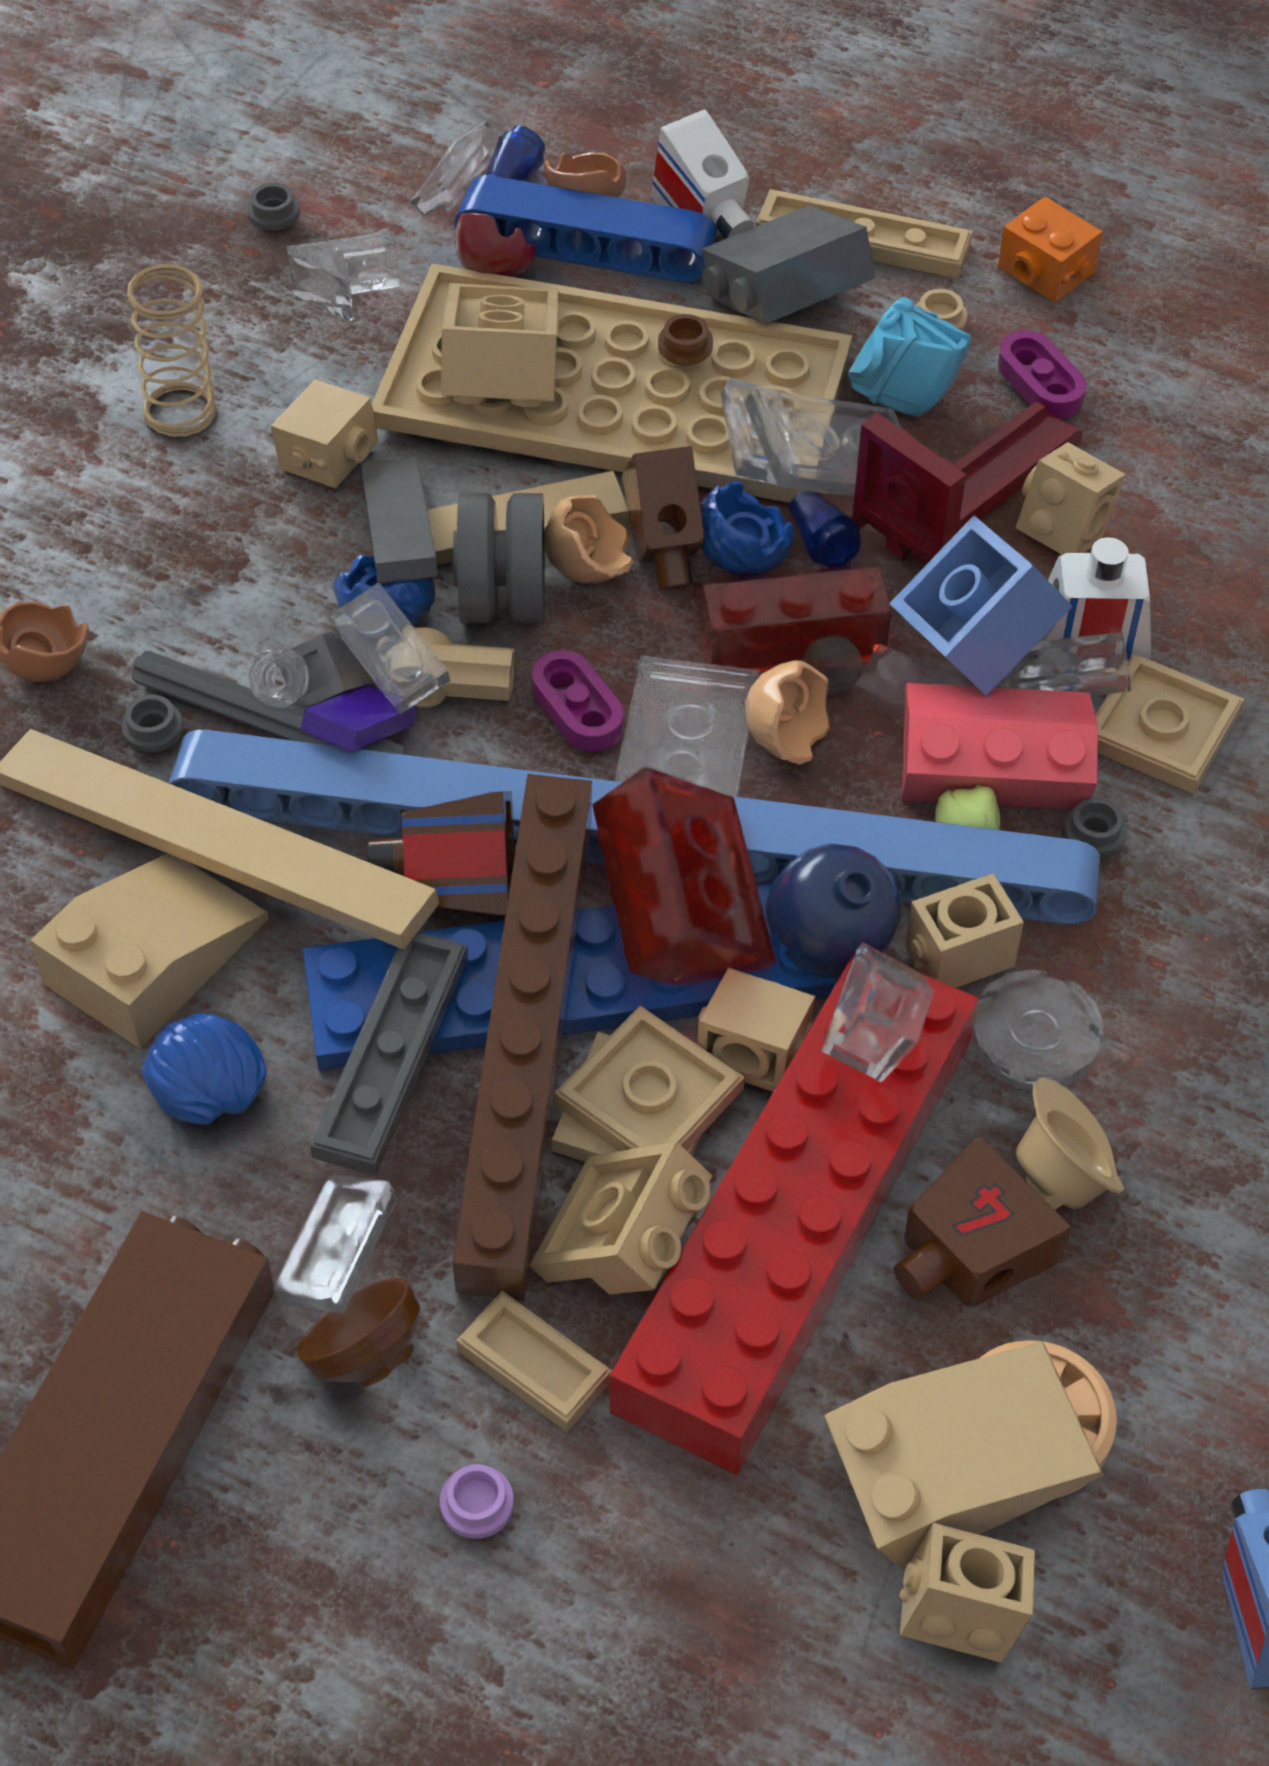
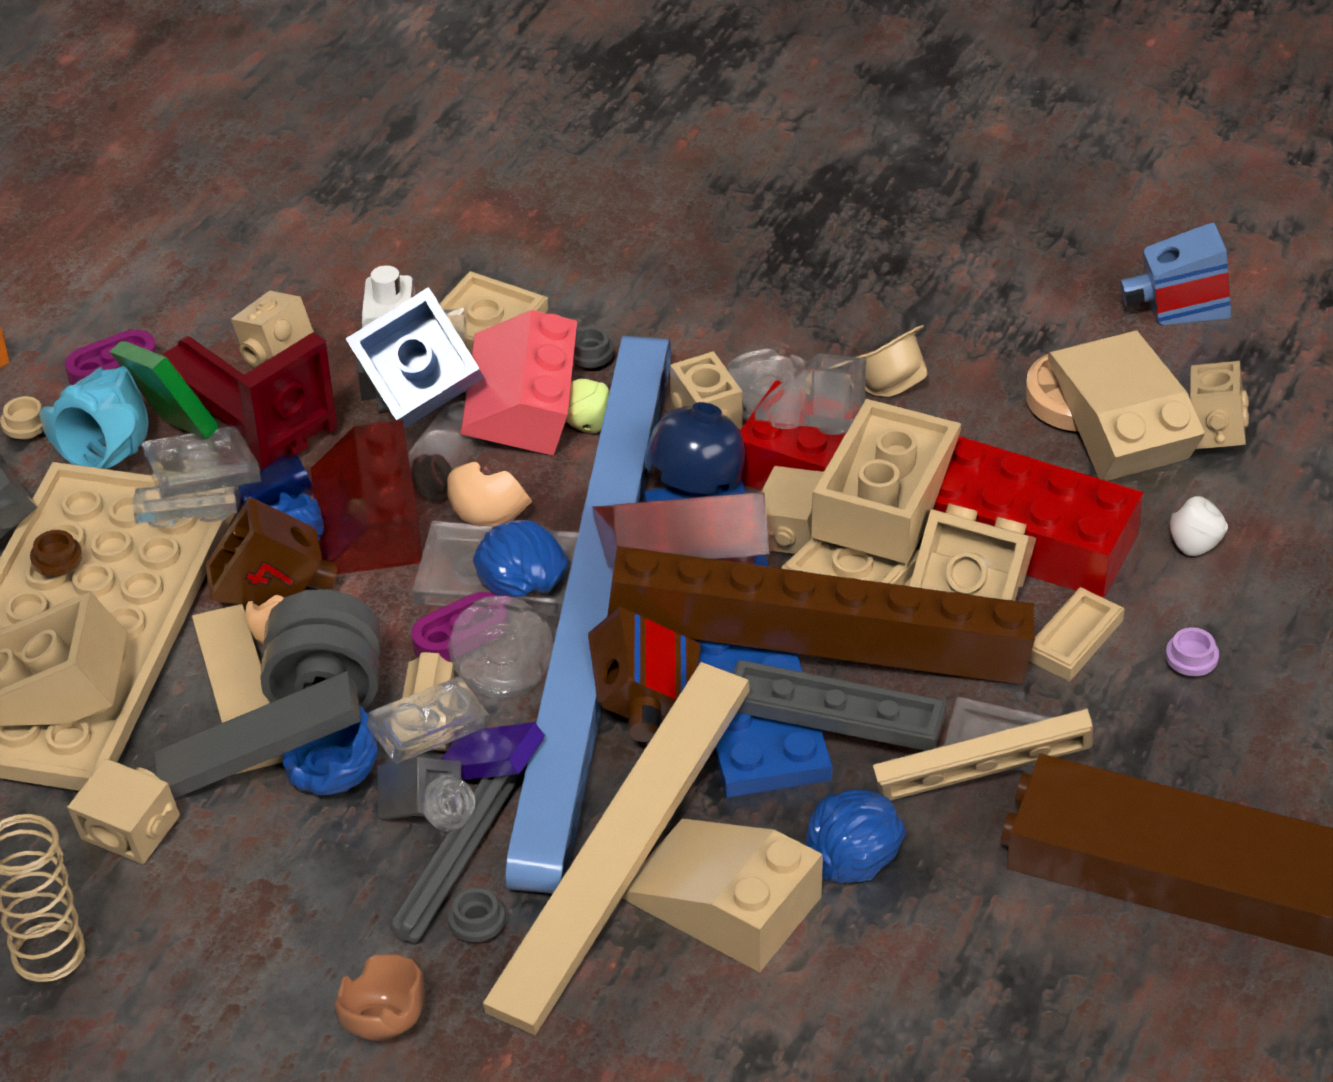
camera: 90 degrees left, 10 degrees down
(279, 1204) = (984, 755): none -> tan tile
(367, 1338) = (1068, 685): reddish brown piece -> none
(535, 726) = (500, 647): none -> clear tile
(656, 730) = (519, 559): none -> blue hair
(730, 1548) = (1197, 526): none -> white piece
(739, 1089) = (883, 481): none -> tan slope
(939, 388) = (165, 389): none -> green tile
(979, 1230) = (951, 392): reddish brown torso -> none

